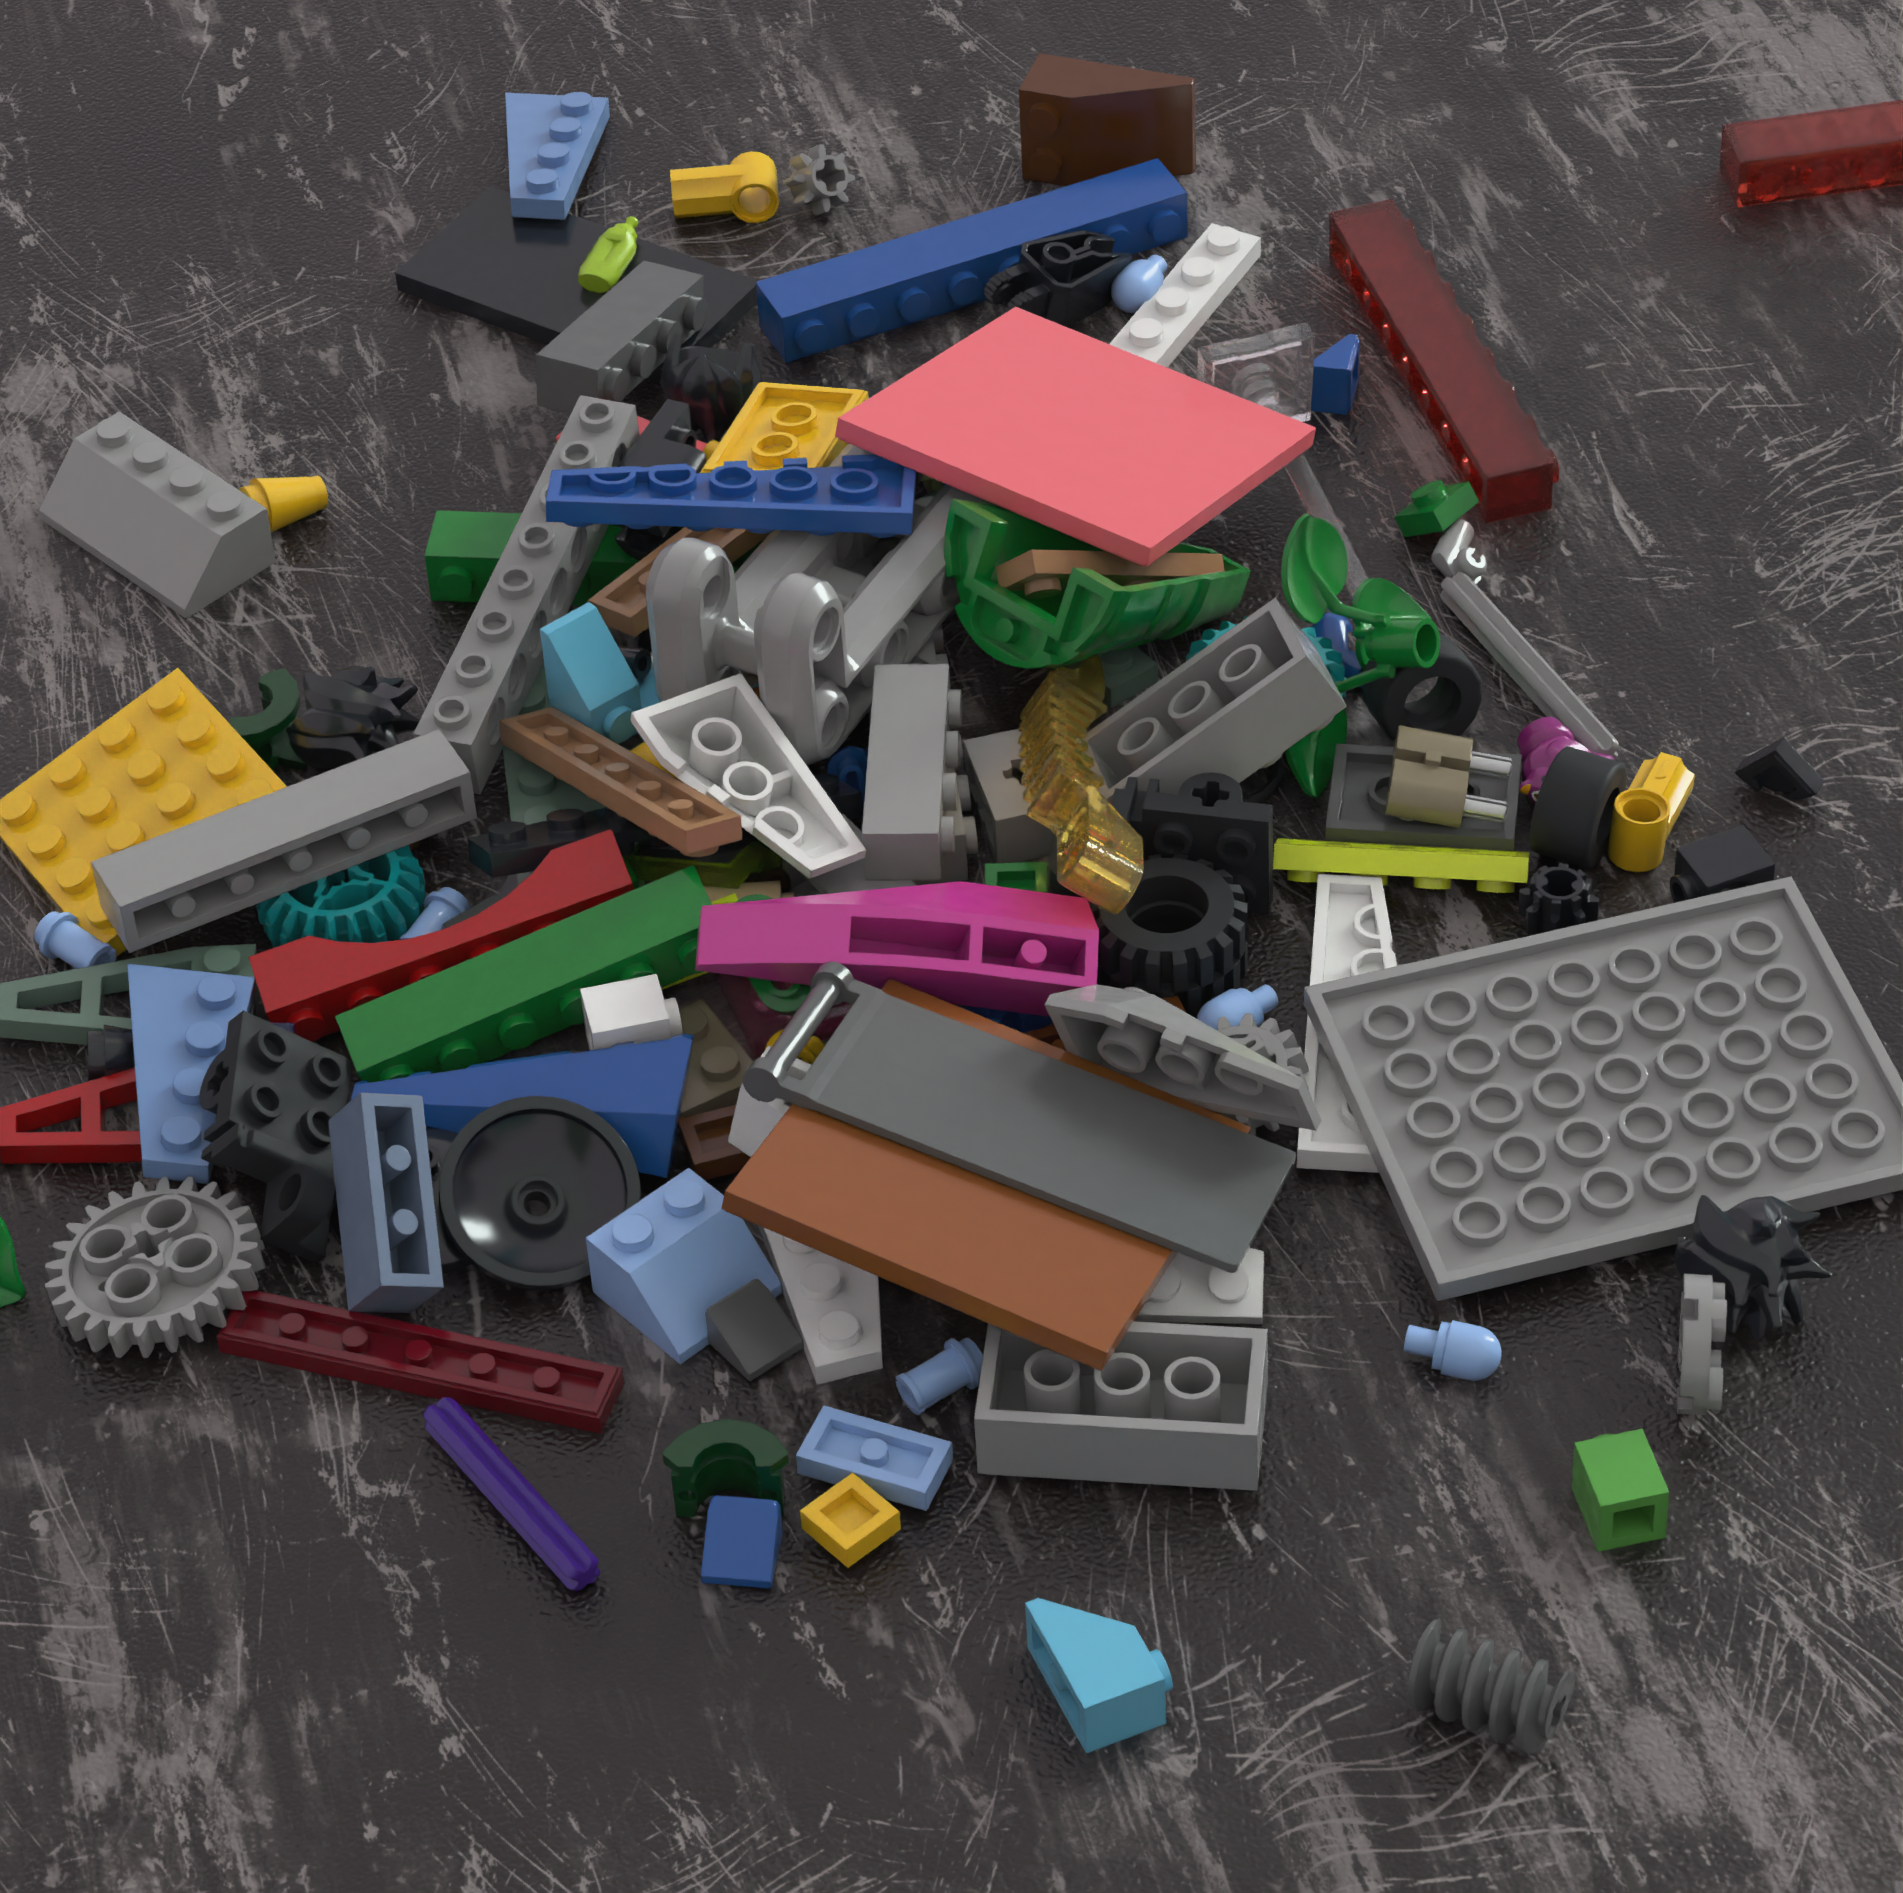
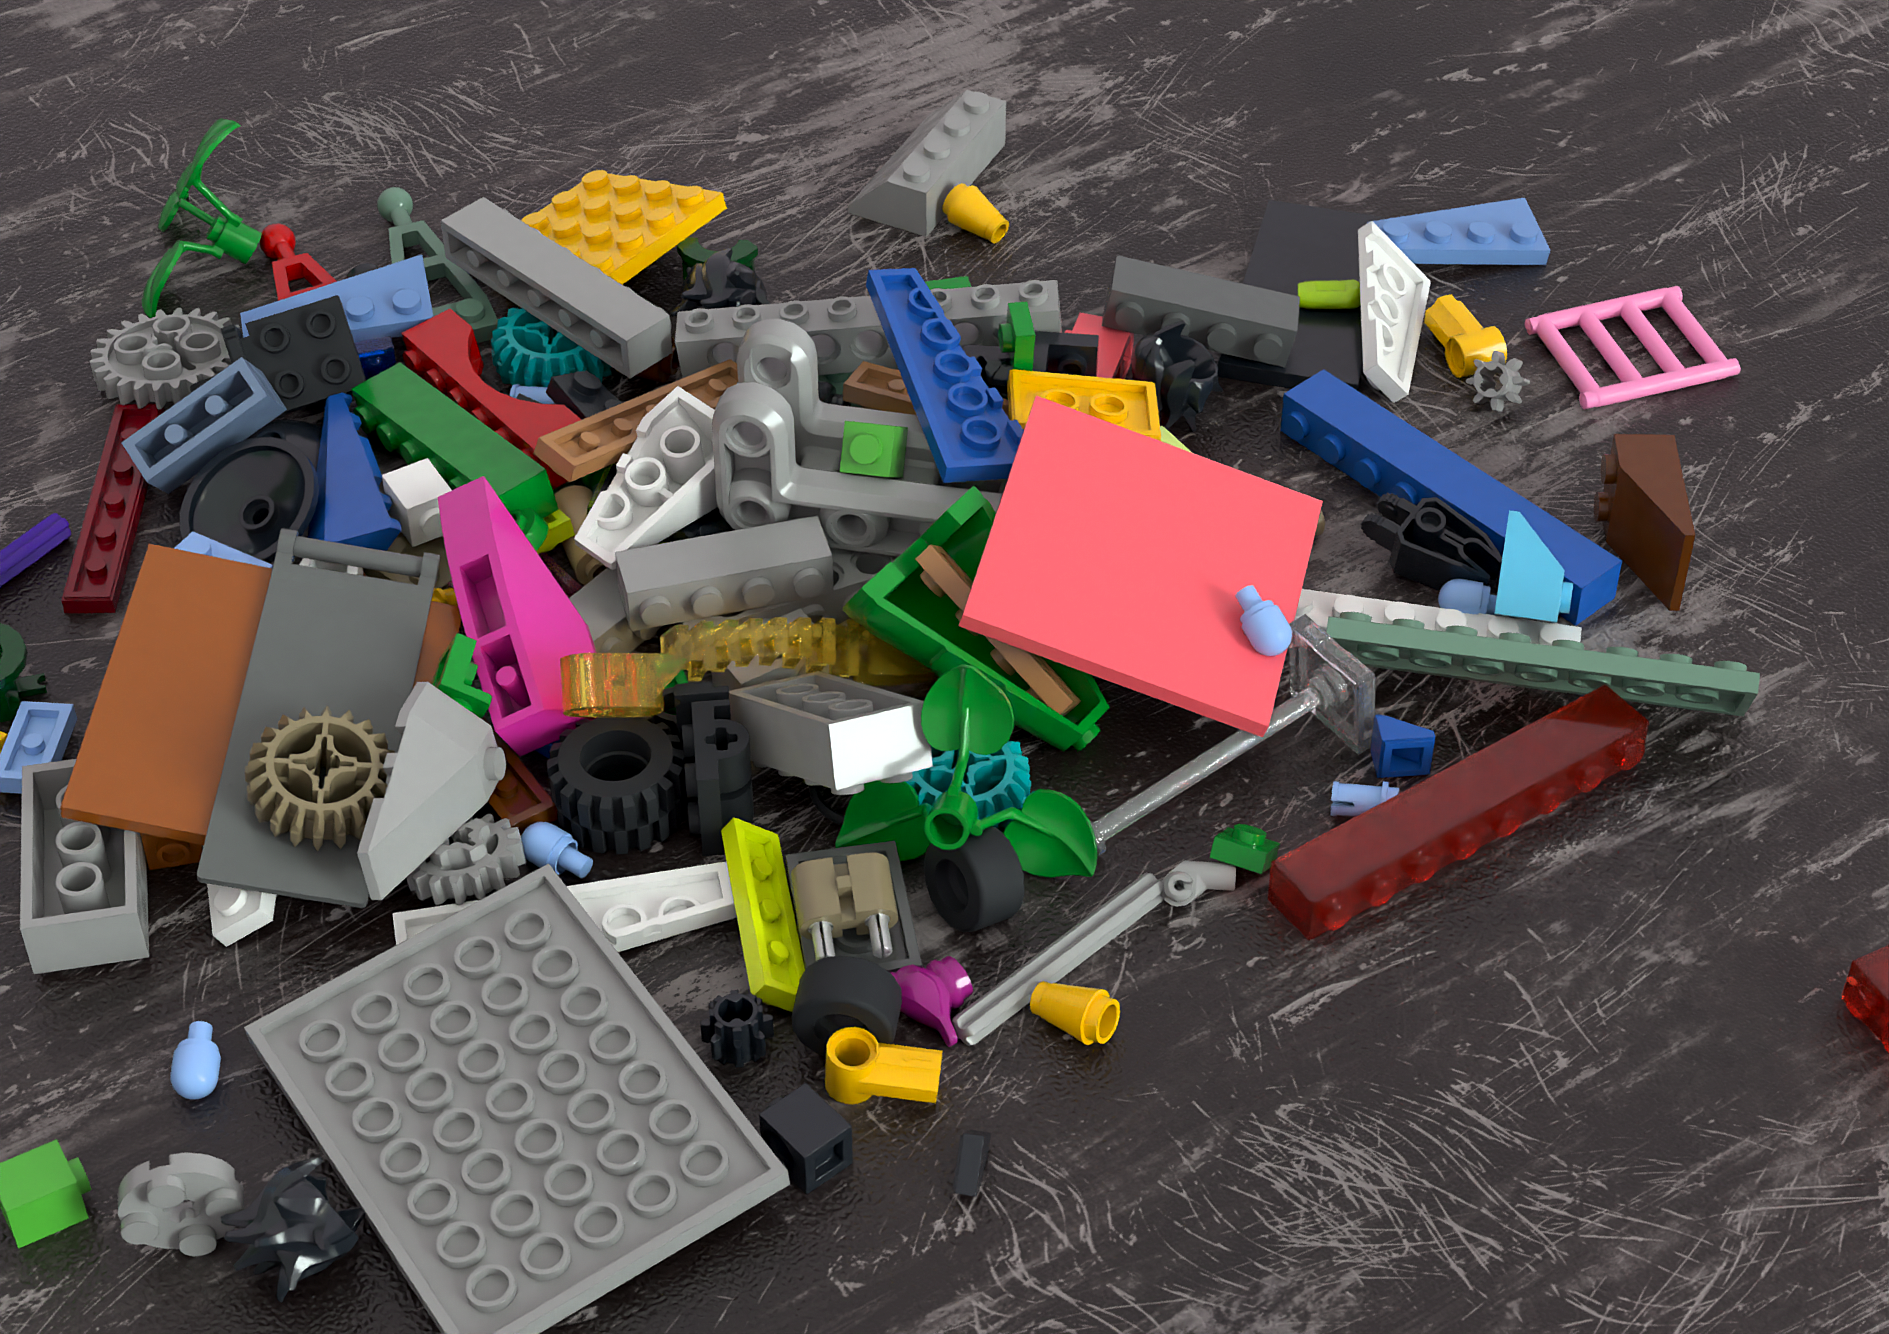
camera: 70 degrees right, 0 degrees up
(661, 225) = (1391, 312): none -> white wing
(669, 438) = (1018, 336): none -> green plate
(726, 75) = (1633, 384): none -> bright pink bar
(831, 560) = (873, 449): none -> bright green brick
(1014, 995) = (456, 674): none -> green bracket
(1147, 1119) = (286, 776): none -> dark tan gear
(1164, 212) = (1530, 576): none -> medium azure slope
(1196, 379) = (1263, 623): none -> light blue cylinder
(1283, 243) = (1557, 668): none -> sand green plate
(1401, 409) = (1357, 798): none -> light blue pin
(1612, 664) = (1077, 1010): none -> yellow cone

